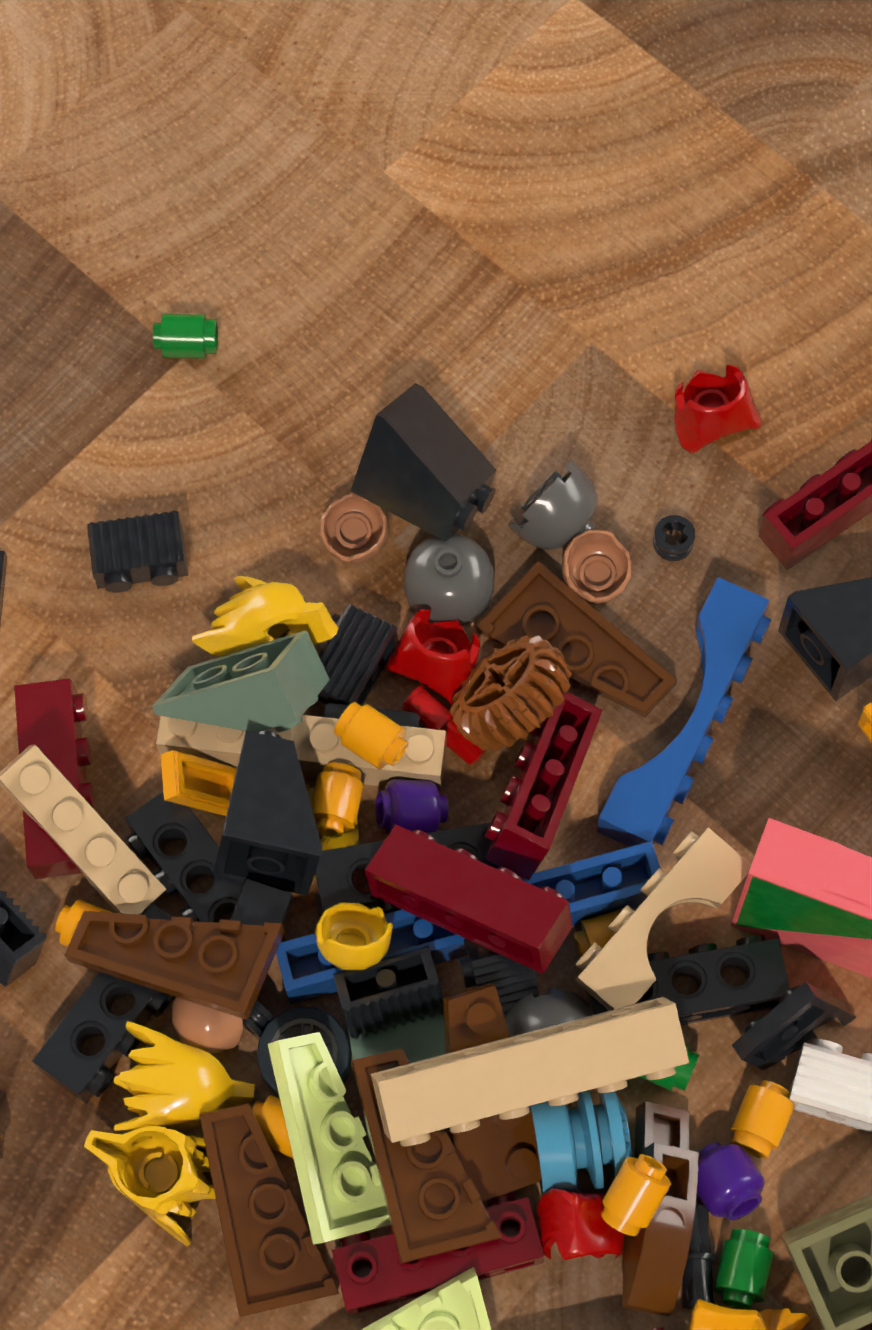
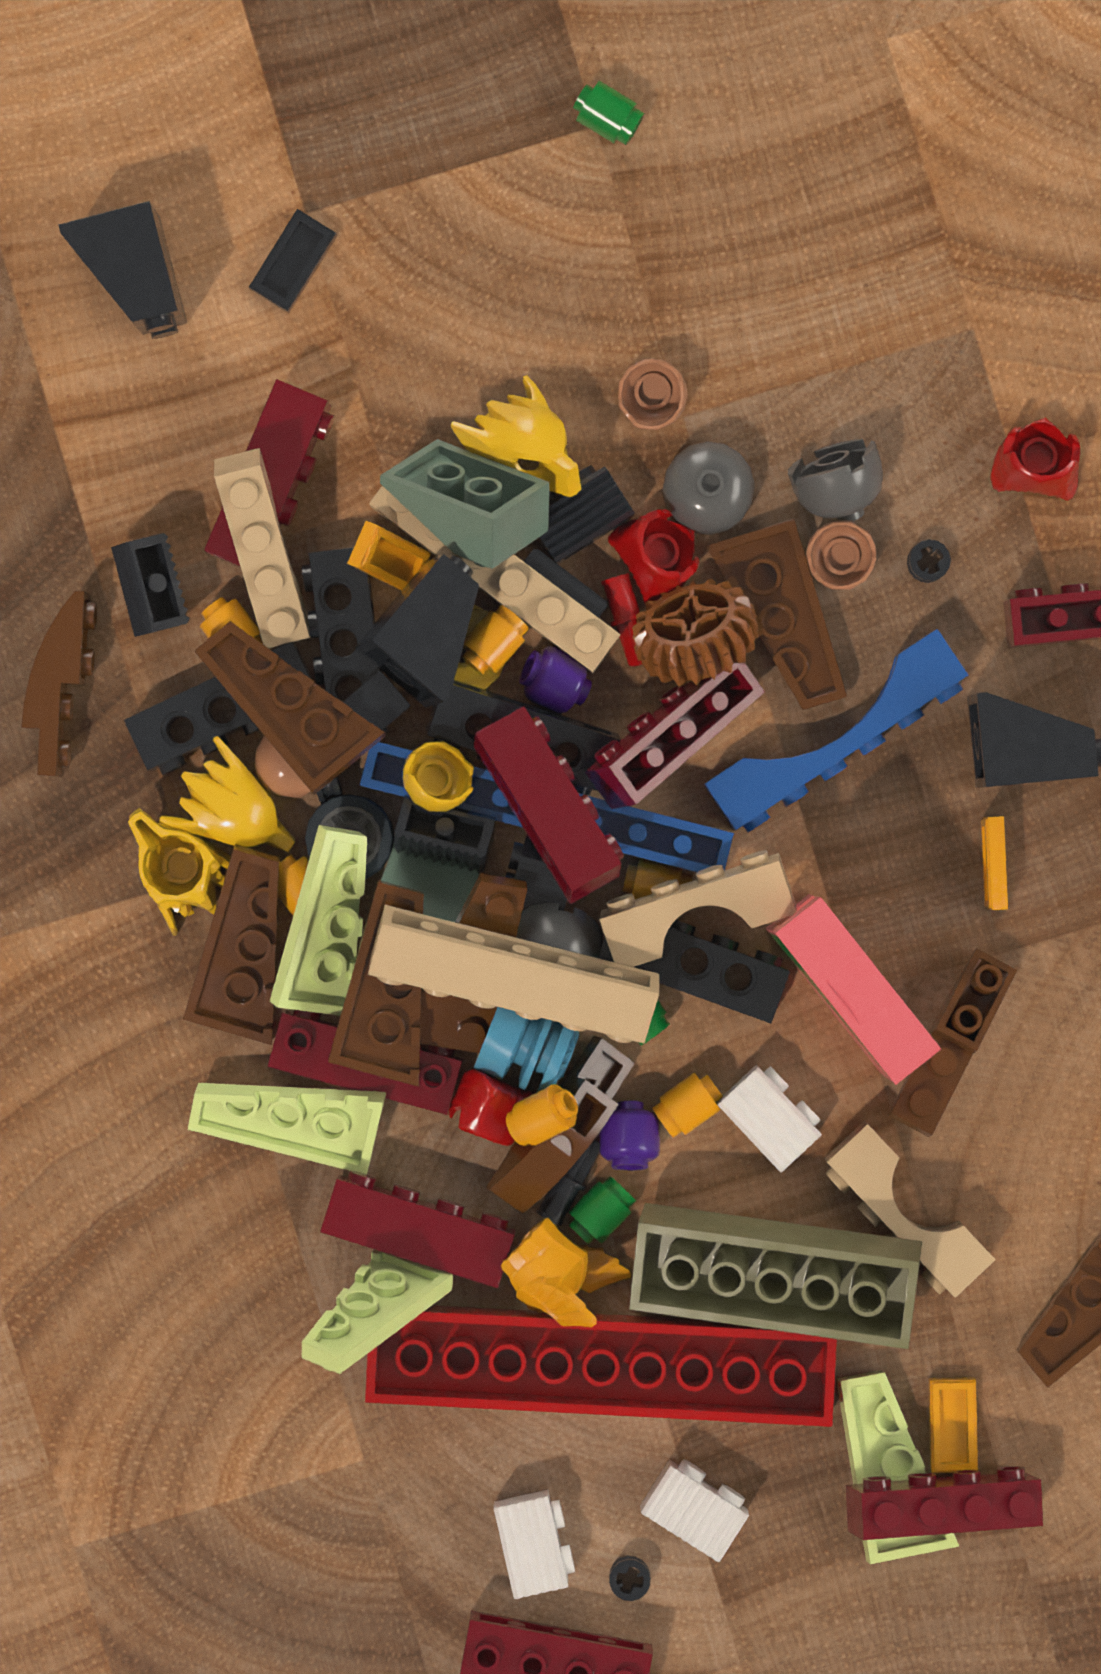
camera: 25 degrees right, 20 degrees up
(137, 551) = (452, 304): black brick -> none
(371, 735) = (550, 610): light orange brick -> none
(424, 467) = (743, 381): black slope -> none
(790, 1025) = (757, 1046): black wing -> none

